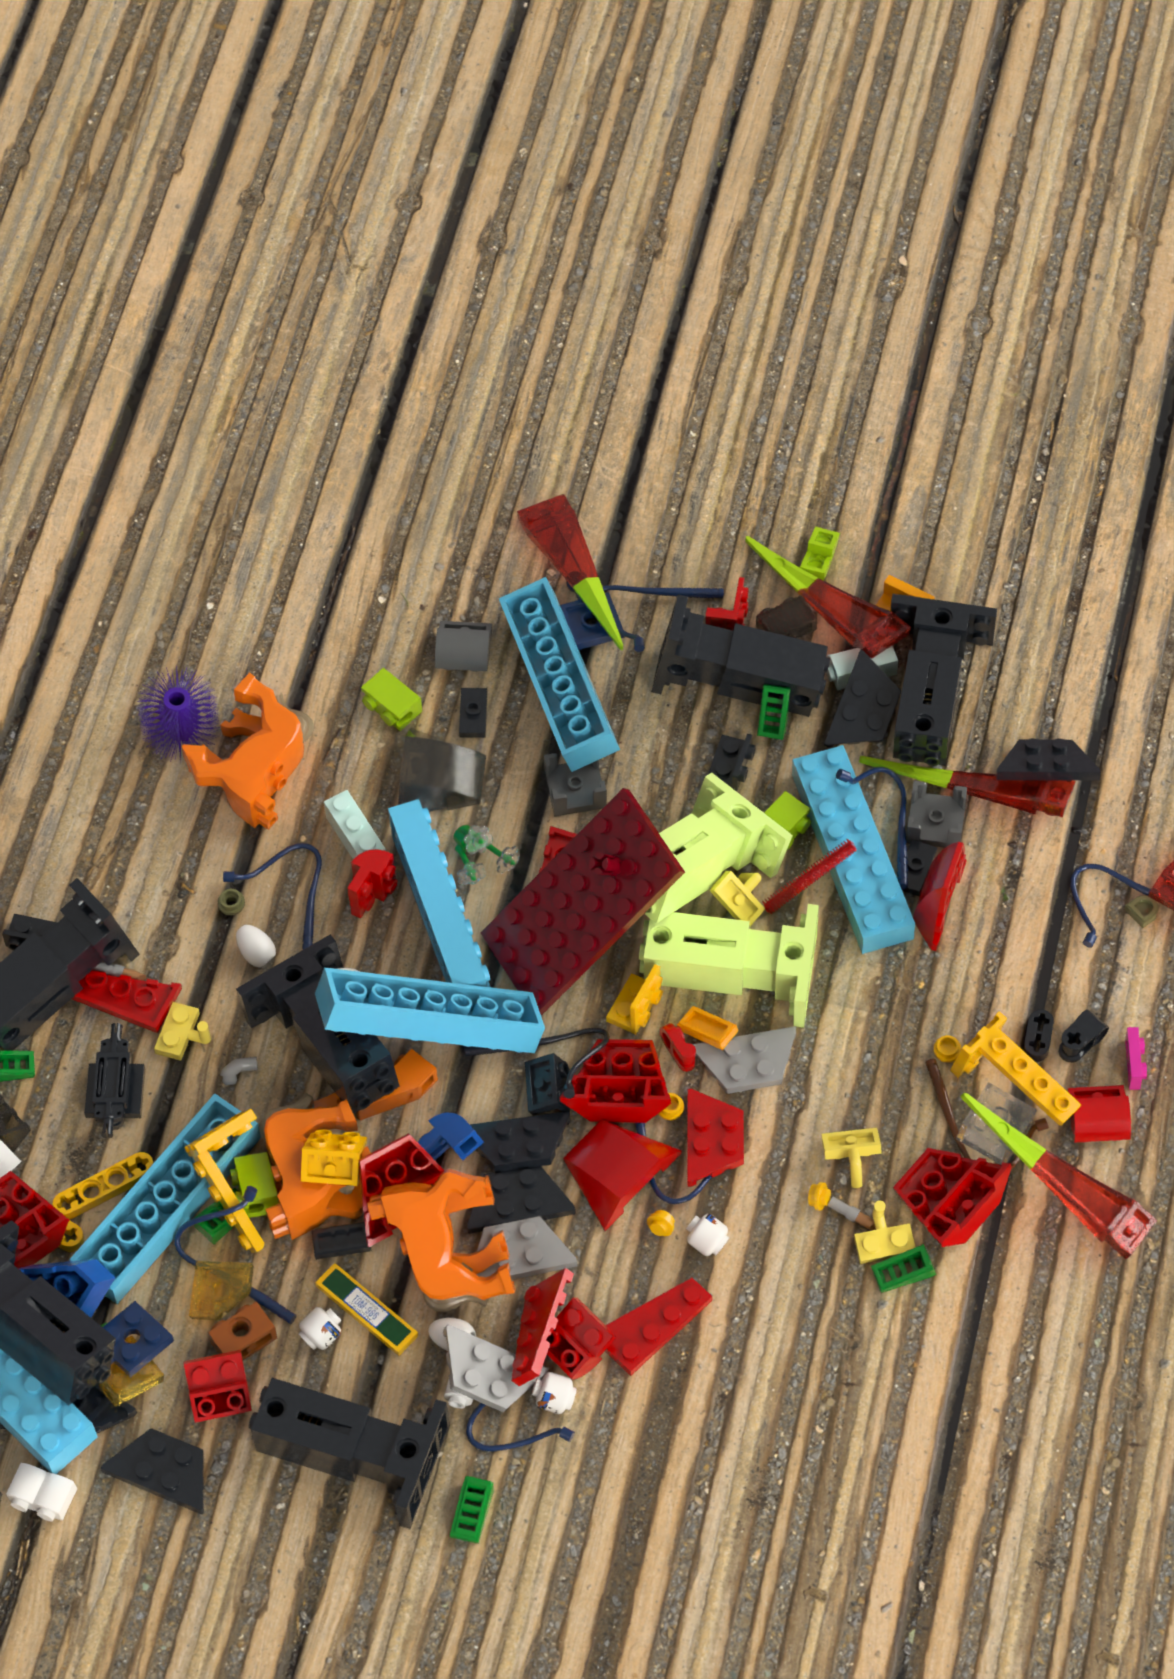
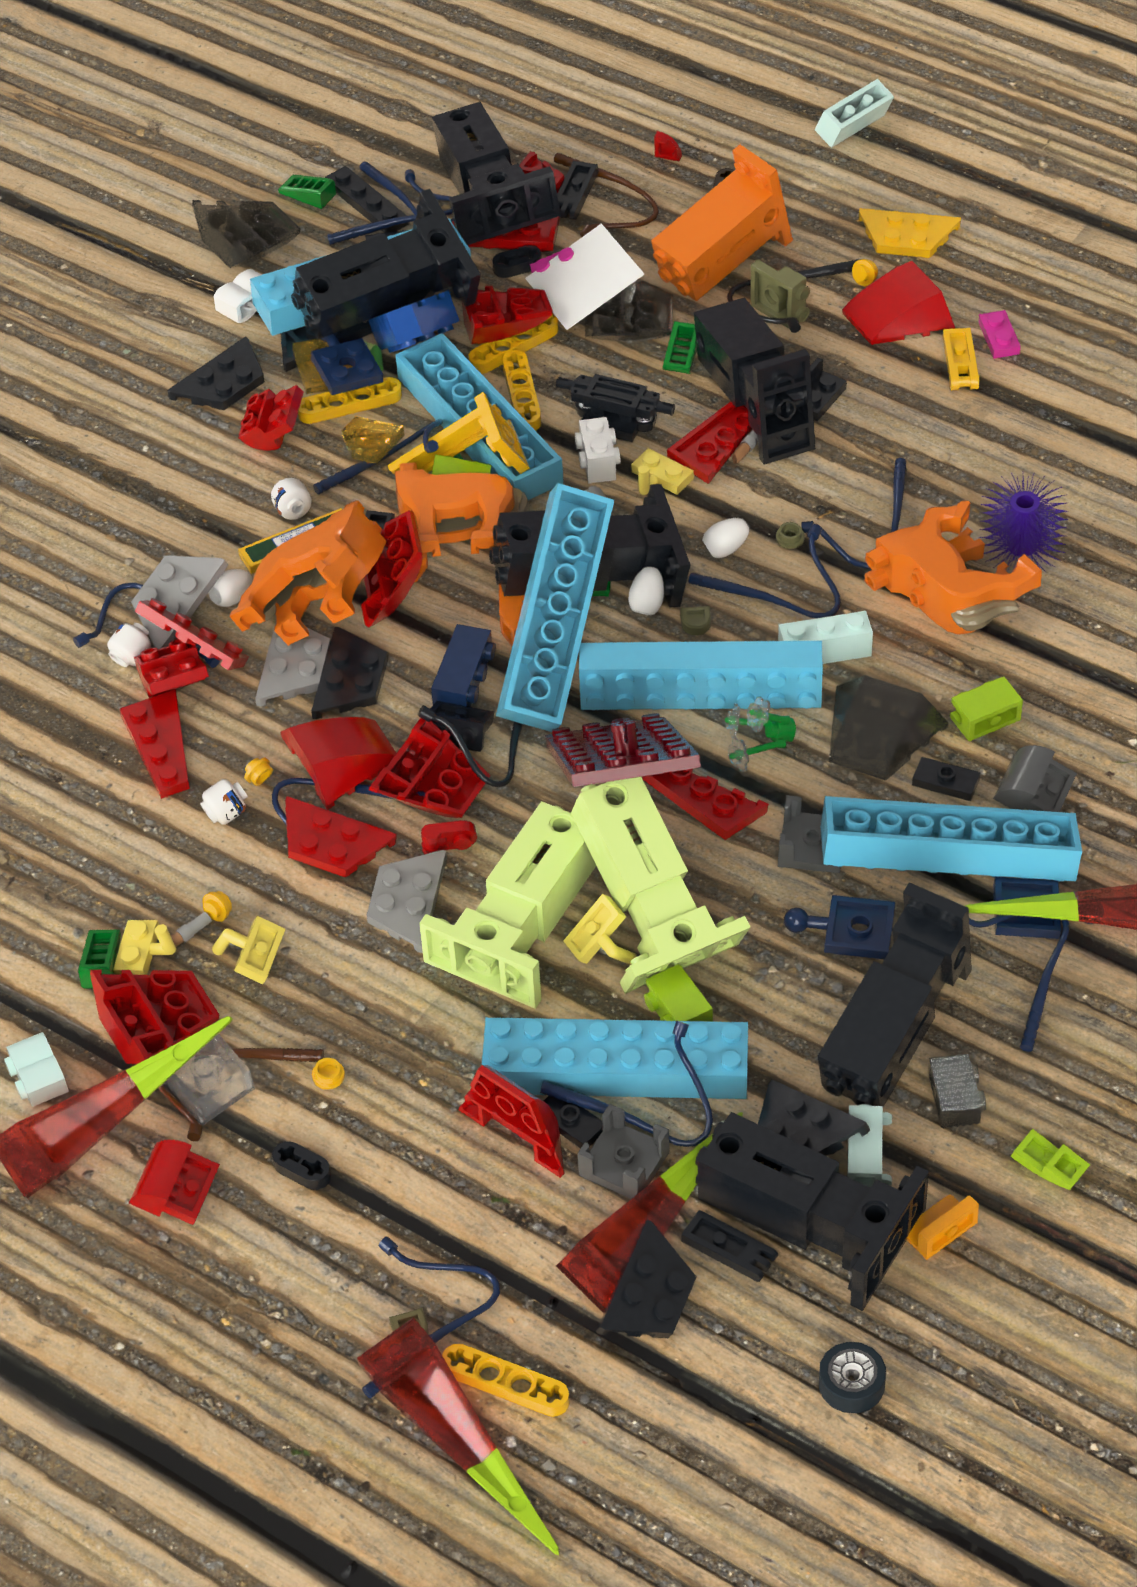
camera: 110 degrees right, 10 degrees down
(129, 839) = (898, 490): none -> dark blue piece
(153, 1310) = (350, 402): none -> yellow beam
(174, 1085) = (597, 449): none -> white brick
(249, 1318) = (316, 447): dark orange brick -> none
(332, 1158) = (443, 509): yellow bracket -> none
(349, 1442) = (164, 484): black brick -> none
(355, 946) = (695, 619): none -> olive tile
(372, 878) = (750, 619): red brick -> none
(450, 1131) = (433, 628): blue brick -> none
(477, 1485) = (67, 578): green slope -> none
(486, 1100) = (463, 666): none -> dark blue brick
(521, 1141) = (406, 684): black wing -> none
(635, 1001) = (506, 809): yellow bracket -> none
(646, 741) = (840, 935): none -> dark blue plate
(674, 1110) = (385, 815): yellow plate -> none
(707, 1027) = (457, 867): light orange tile -> none
(727, 618) = (974, 1031): red bracket -> none
(731, 760) = (785, 987): black bracket -> none
(772, 731) = (817, 1028): green slope -> none
(812, 875) = (589, 995): red axle -> none
(855, 619) = (939, 1141): clear red plate -> none
(983, 728) = (729, 1246): none -> black hinge
(1017, 1068) = (244, 1092): yellow bracket -> none
(1039, 1262) = (37, 1070): none -> light aqua brick
(1062, 611) = (864, 1366): none -> wheel
(1081, 1036) = (275, 1199): black piece -> none
(1134, 1048) = (221, 1240): dark pink plate -> none
(1153, 832) = (507, 1376): none -> yellow beam

